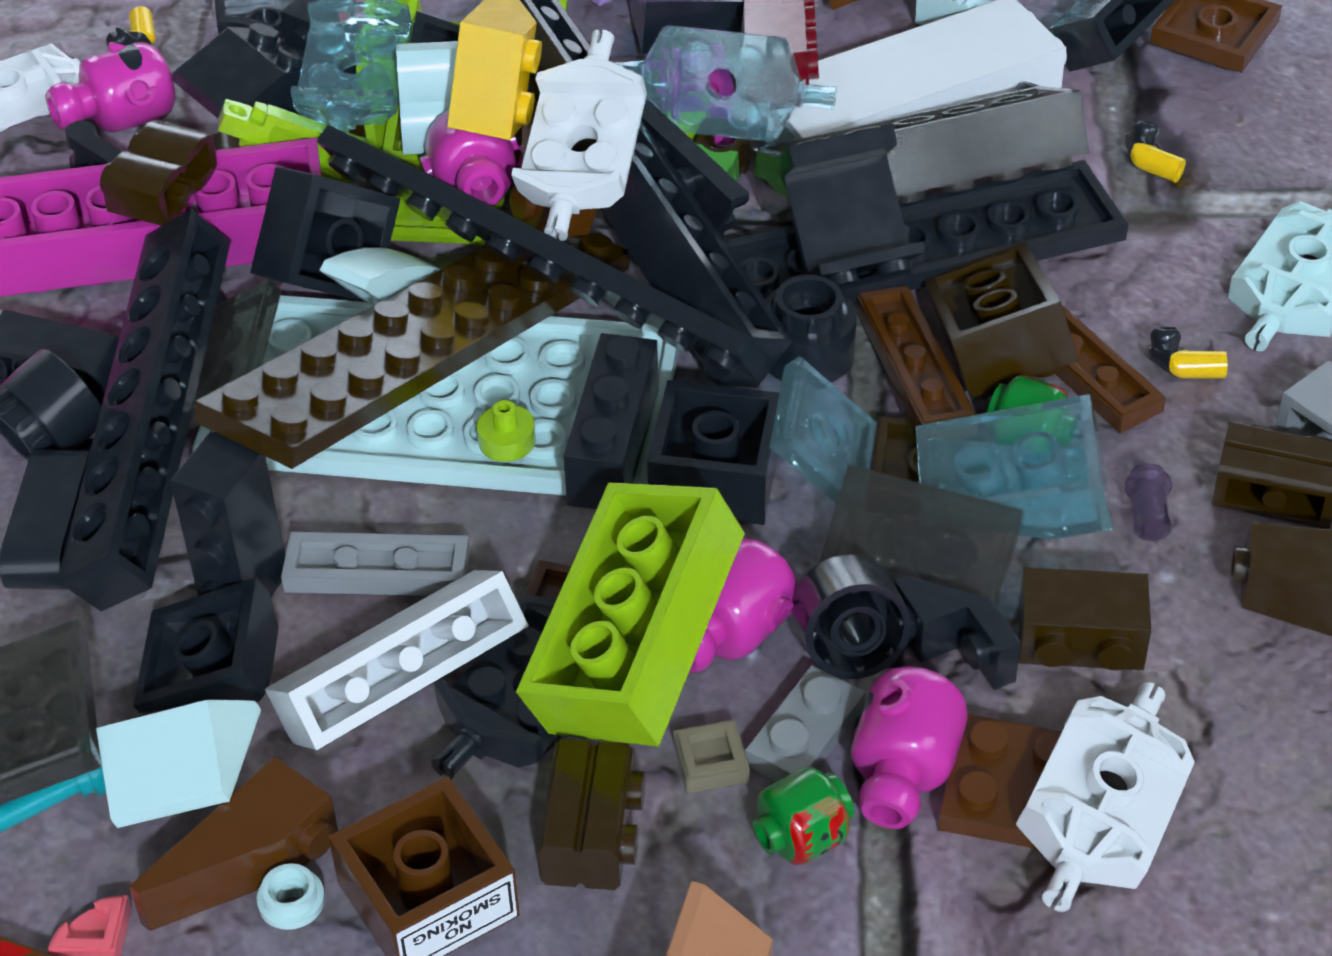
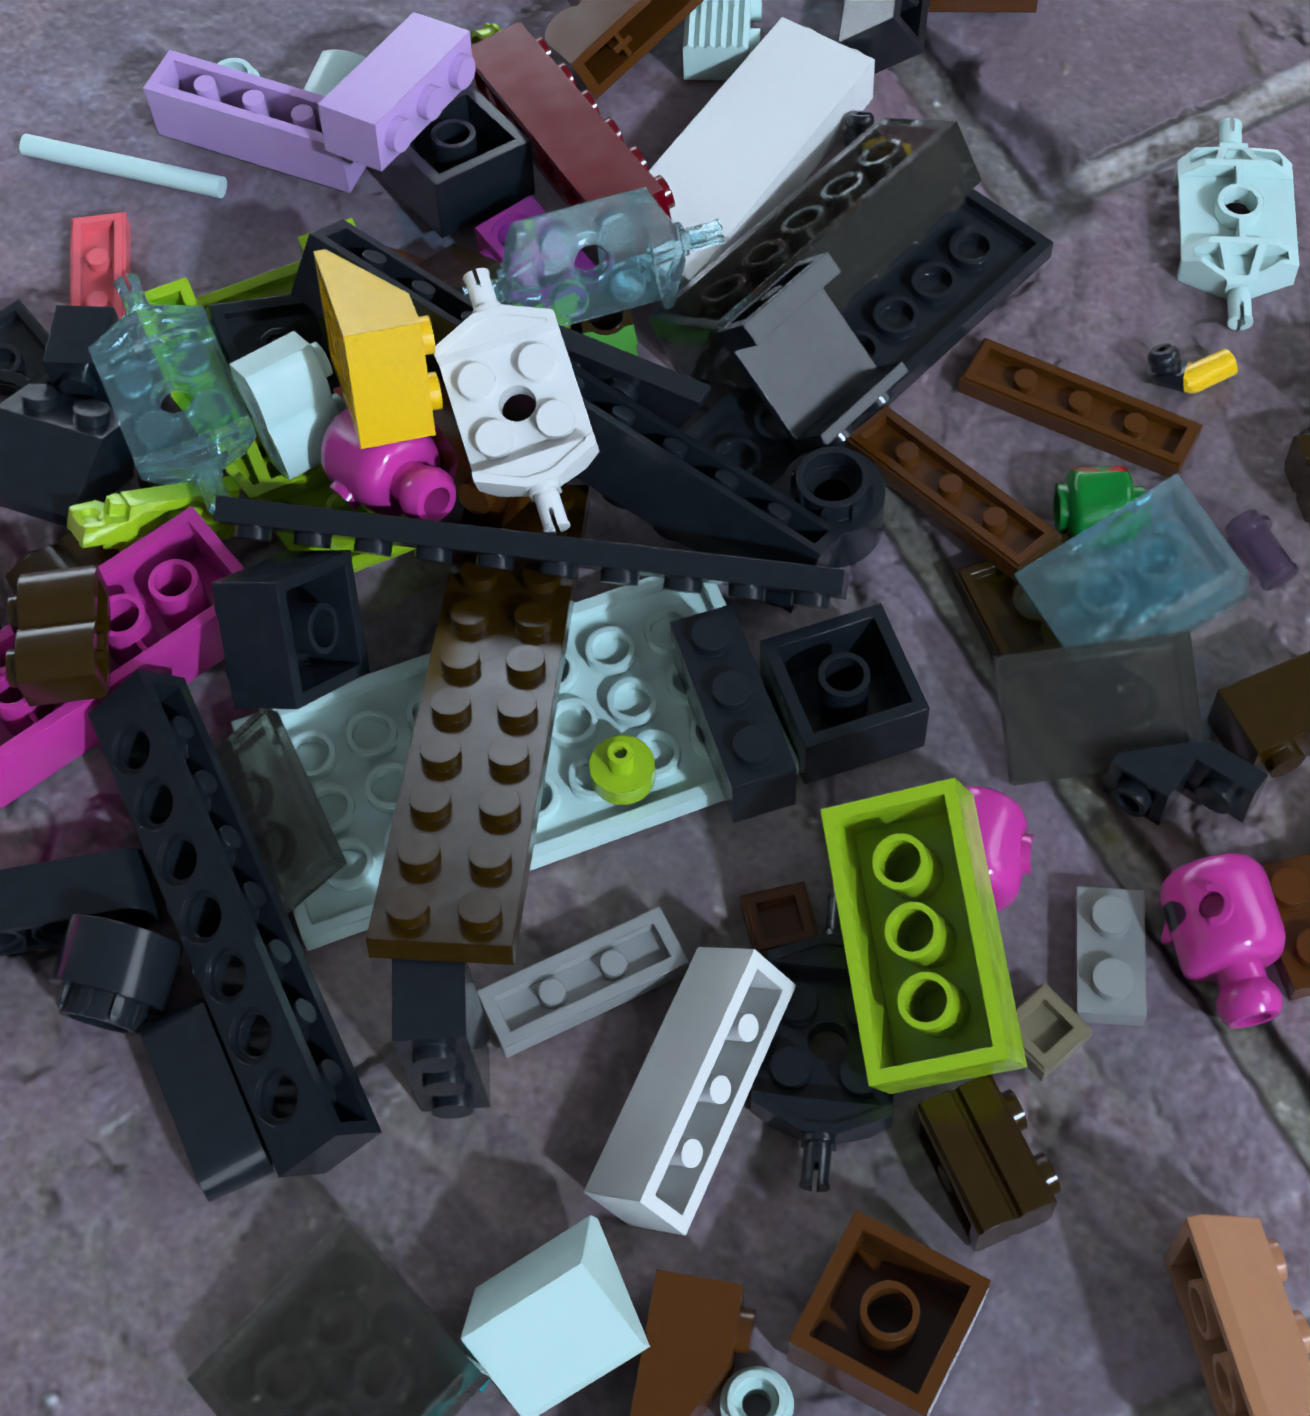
camera: 25 degrees left, 15 degrees up
(209, 649) = (486, 1174): black slope -> none
(376, 272) = (391, 644): light aqua slope -> none
(803, 815) = (1177, 1057): green head -> none
(820, 429) = (933, 624): clear light blue tile -> none
(846, 617) = (1091, 818): black piece -> none
(1001, 320) = (1008, 408): dark brown slope -> none
(1147, 155) = (1010, 149): yellow arm -> none

